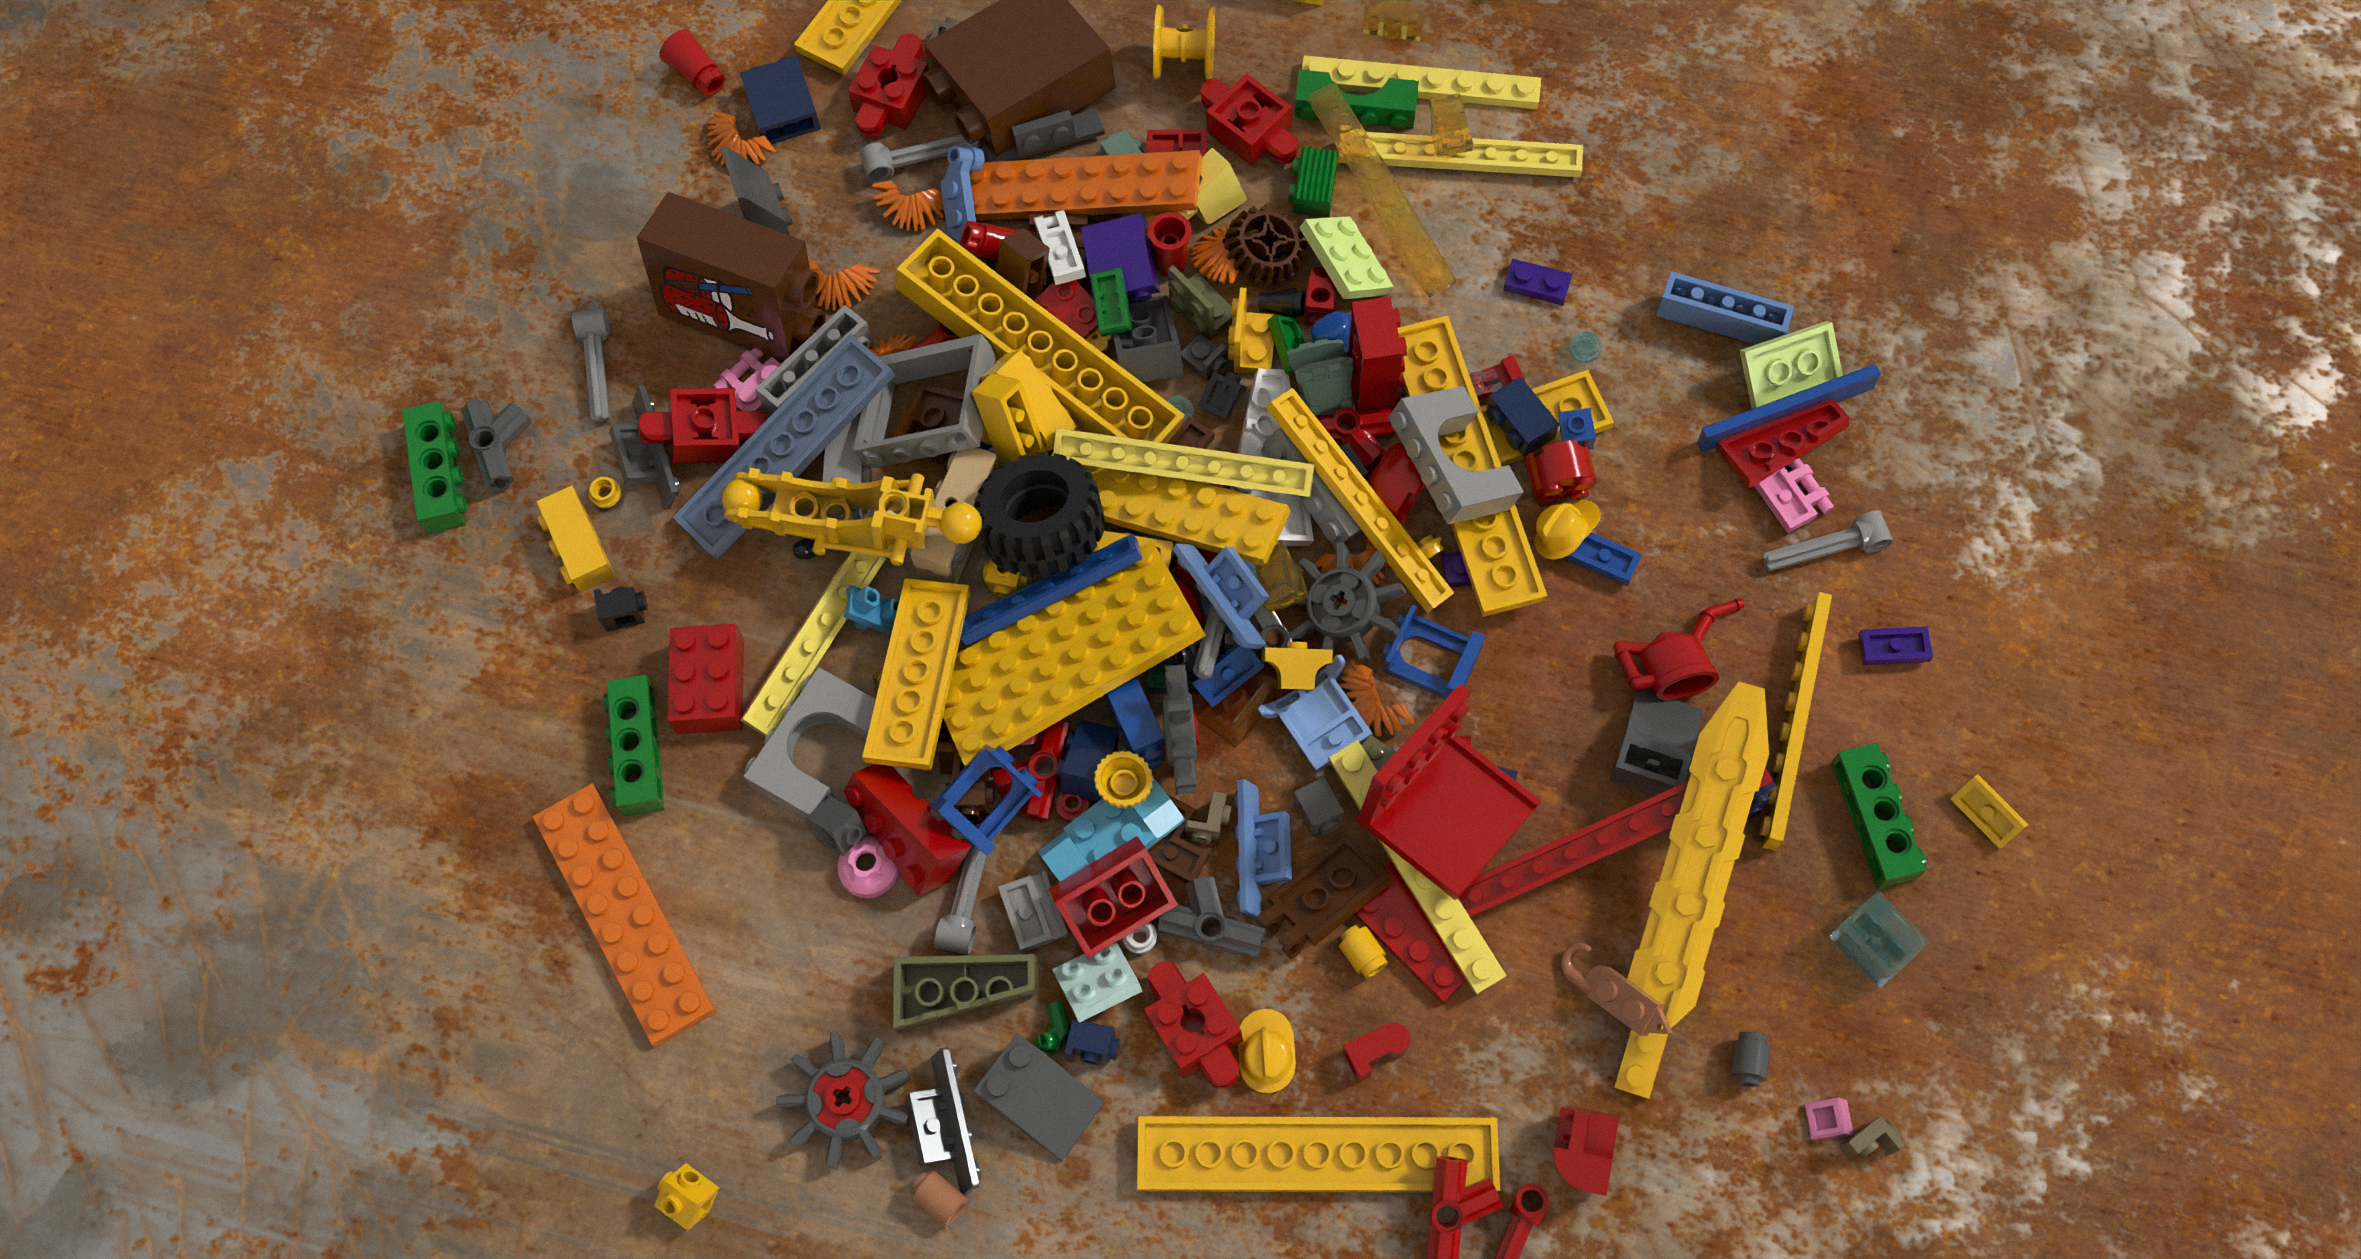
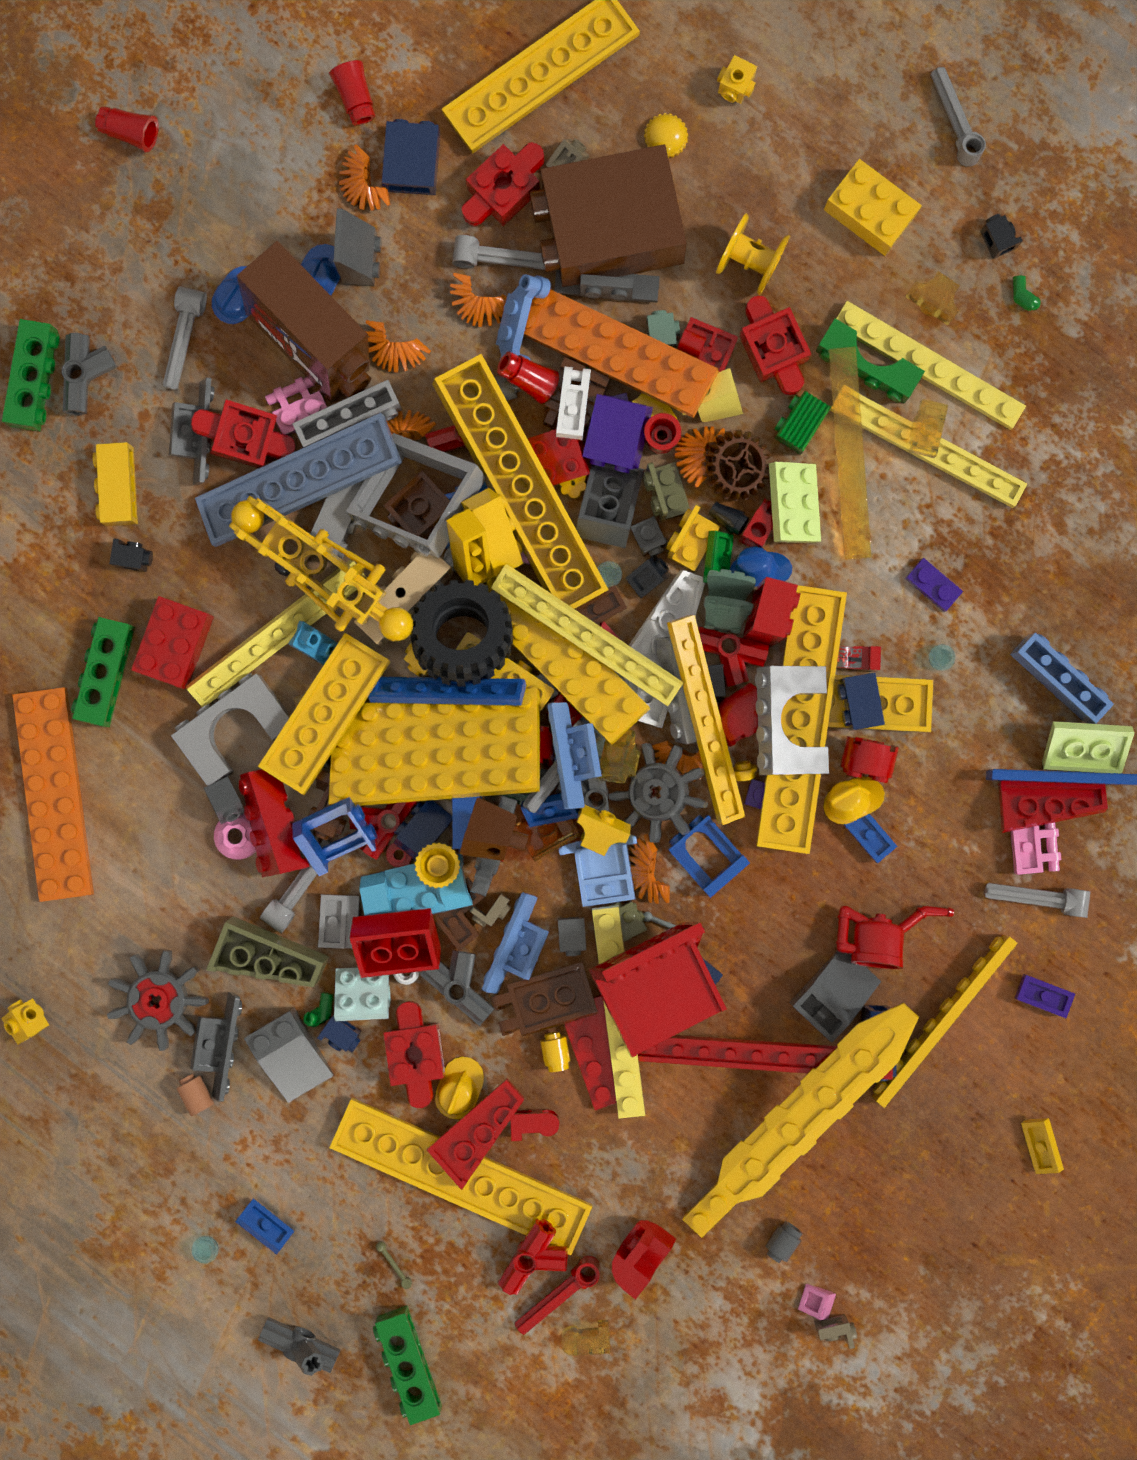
camera: 20 degrees right, 20 degrees up
(458, 185) = (128, 127): none -> red plant
(601, 485) = (146, 447): yellow plate -> none
(635, 306) = (227, 299): none -> blue piece
(1023, 262) = (536, 408): reddish brown brick -> none
(1111, 302) = (593, 468): green plate -> none
(1171, 687) = (491, 832): none -> reddish brown torso
(1309, 1090) = (469, 1139): none -> red wing
(1577, 426) = (896, 732): blue bracket -> none
(1616, 995) = (713, 1164): nougat plate -> none
(1879, 939) = (917, 1201): clear light blue slope -> none
(1885, 866) = (961, 1074): green brick -> none

